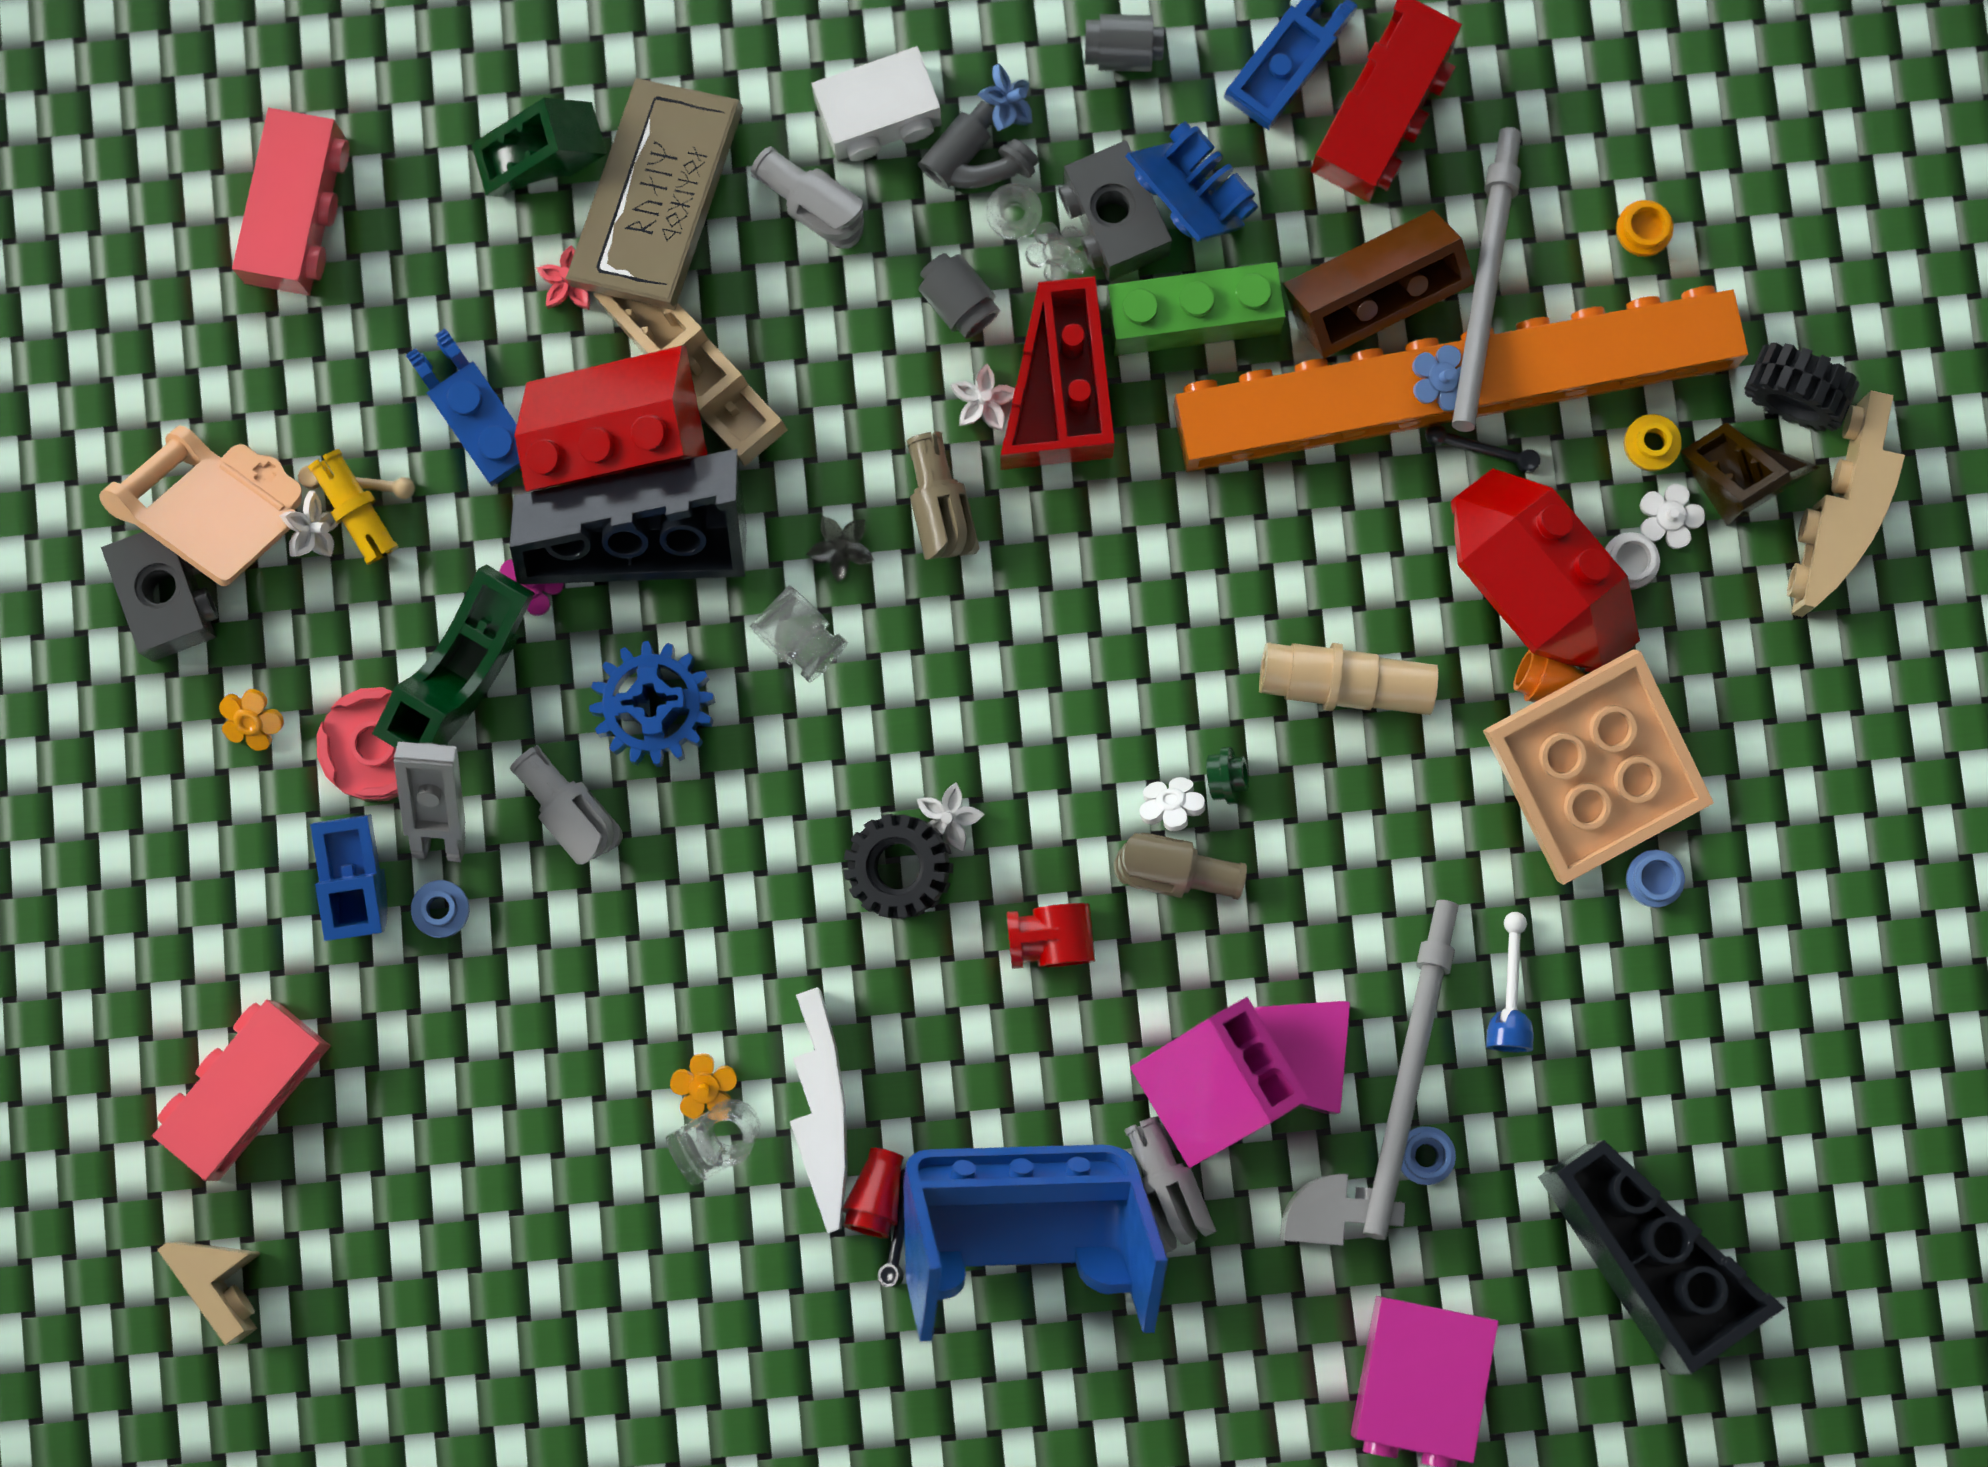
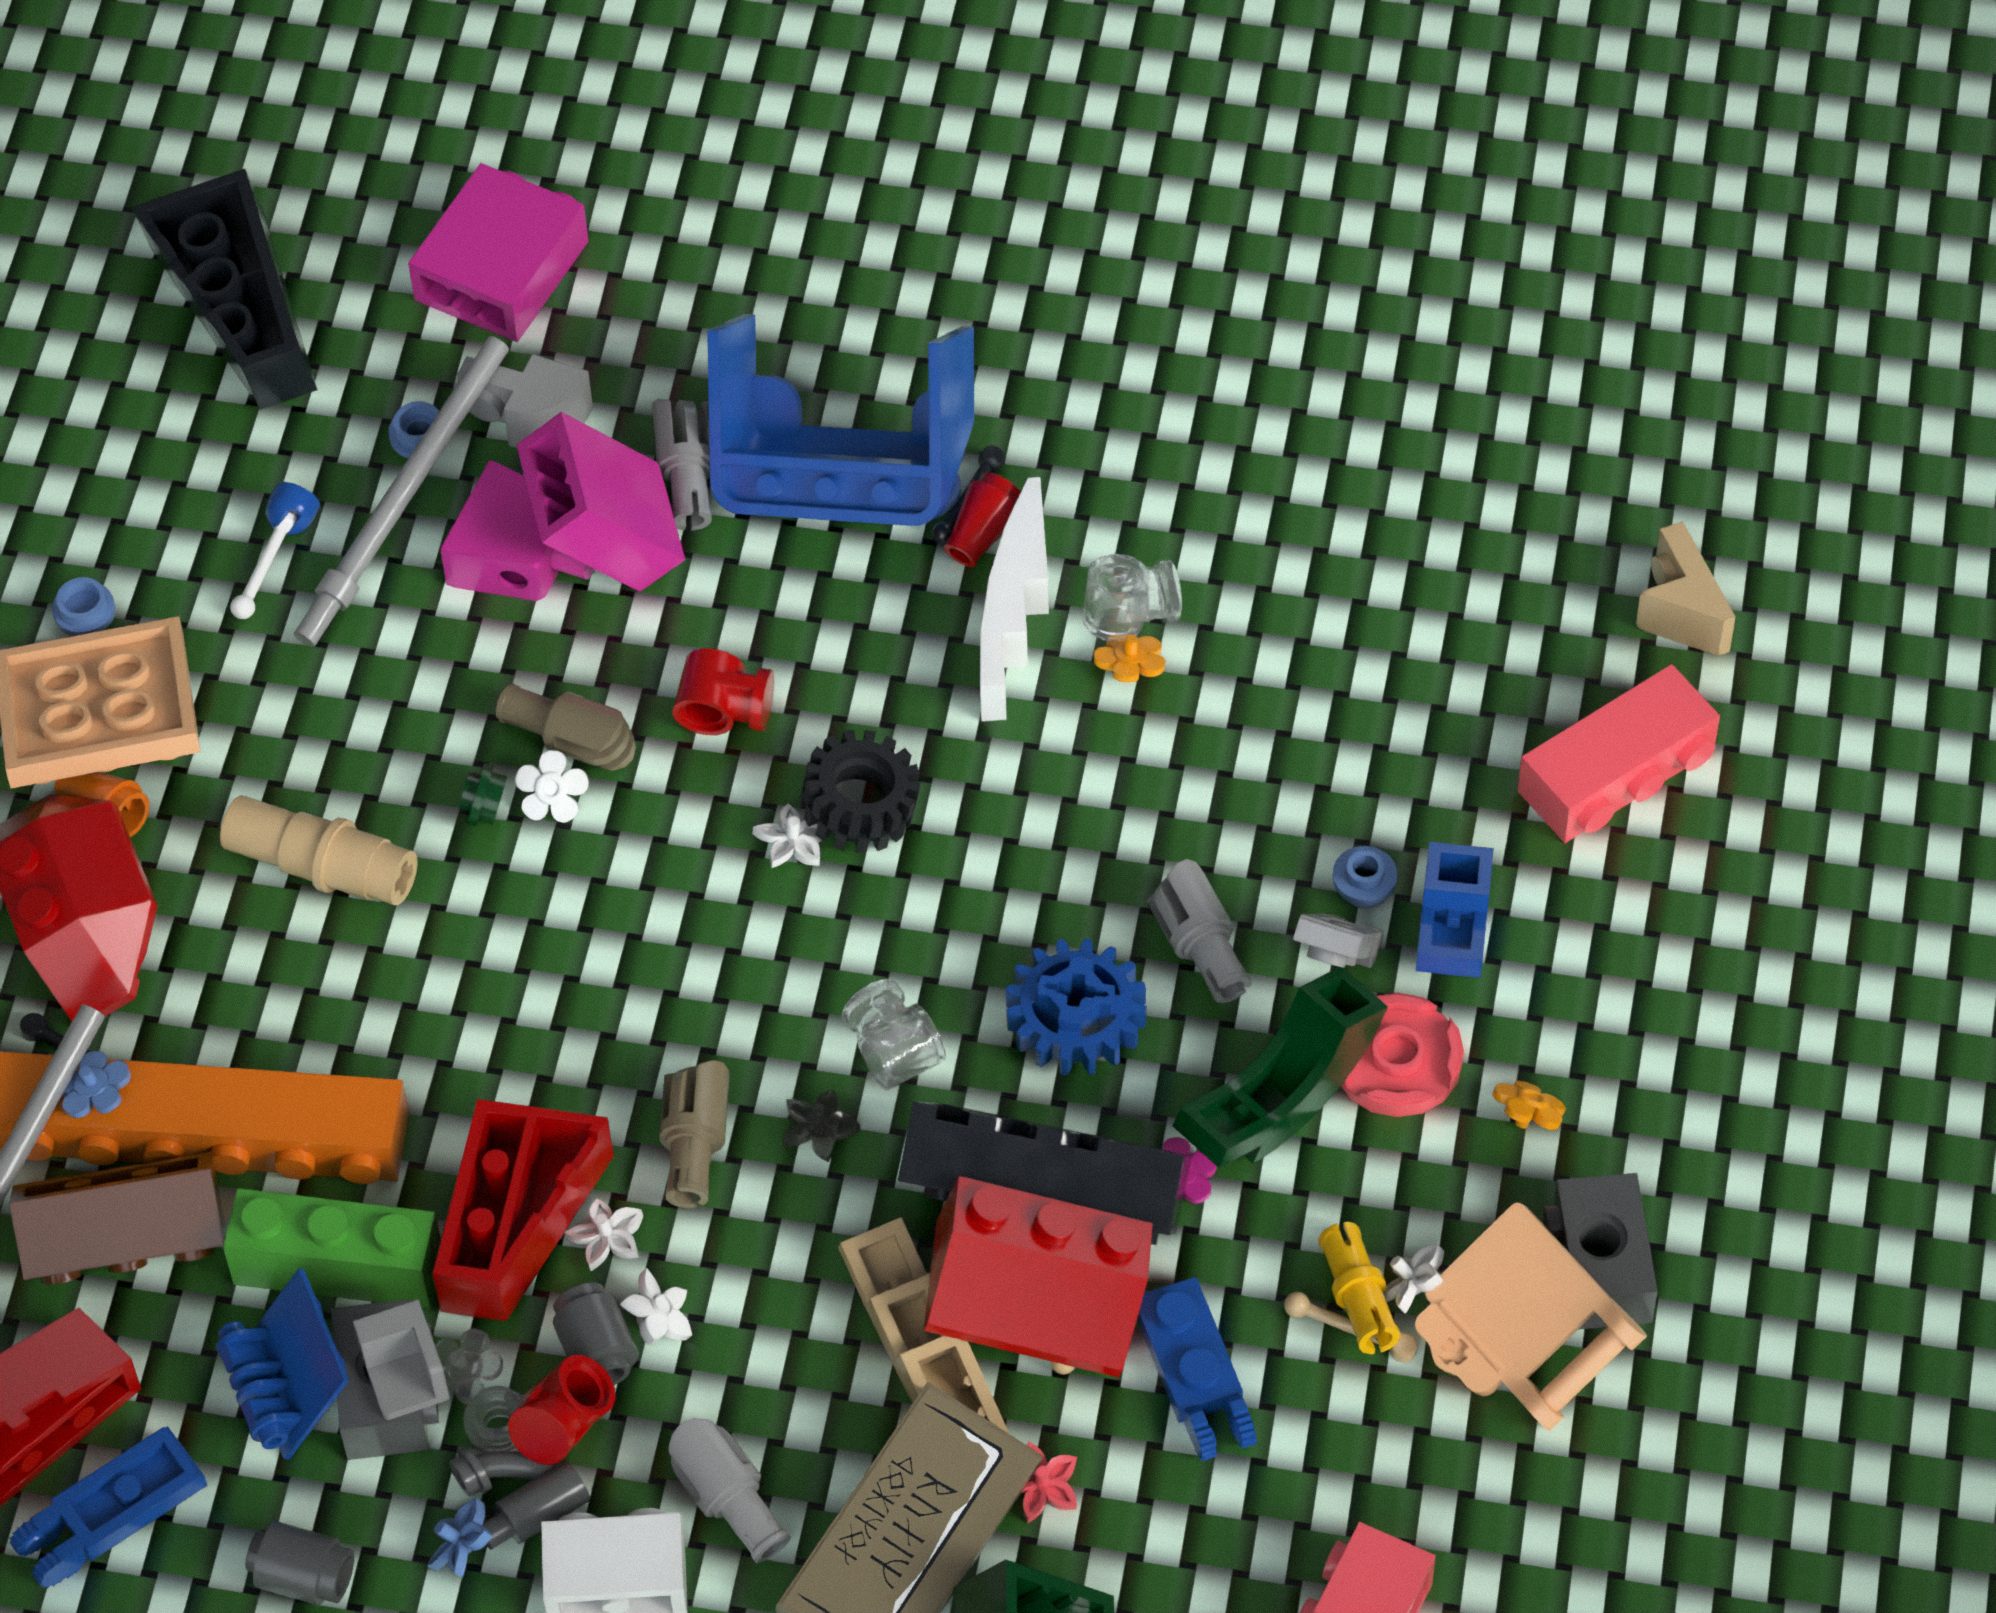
camera: 165 degrees left, 25 degrees down
(917, 335) = (657, 1312): none -> white plant
(962, 198) = (561, 1409): none -> red piece
(1091, 195) = (401, 1360): none -> light grey panel

